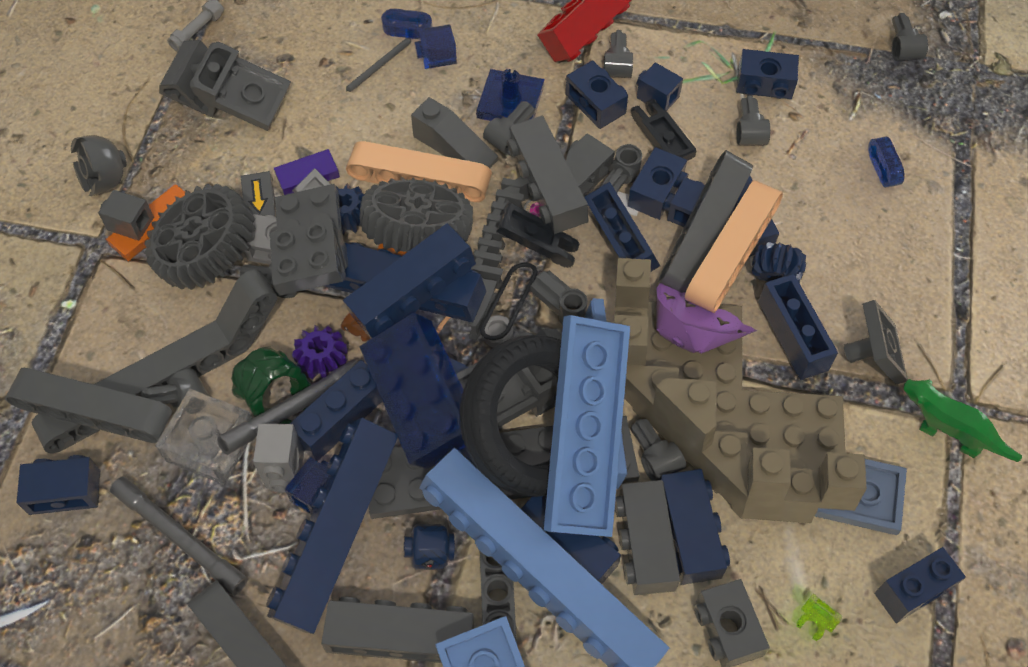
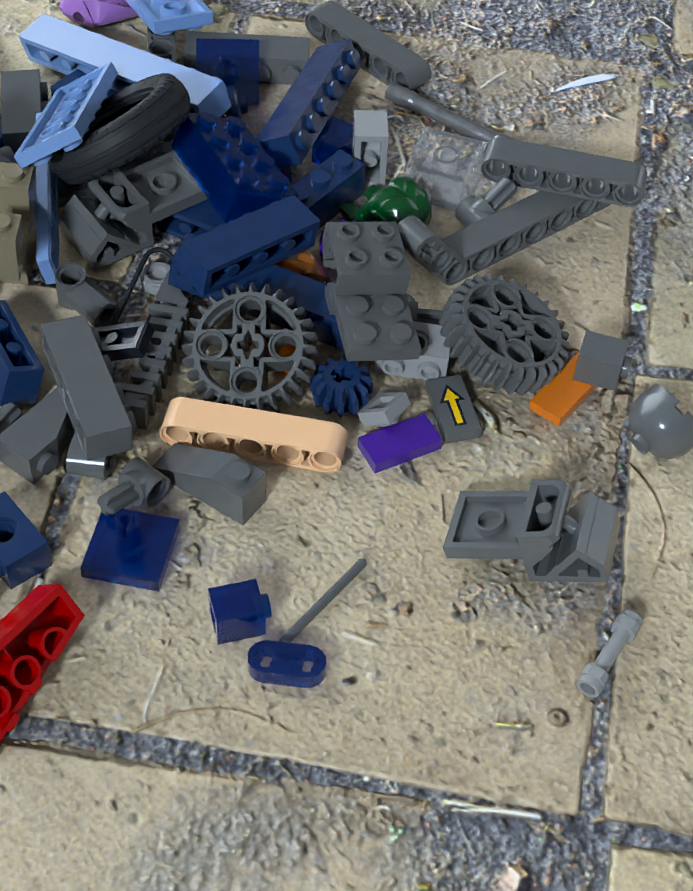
camera: 175 degrees right, 10 degrees down
(58, 485) = (578, 135): dark blue brick -> none
(247, 431) = (400, 148): flat silver piece -> none
(421, 589) = (233, 62): none -> clear blue tile

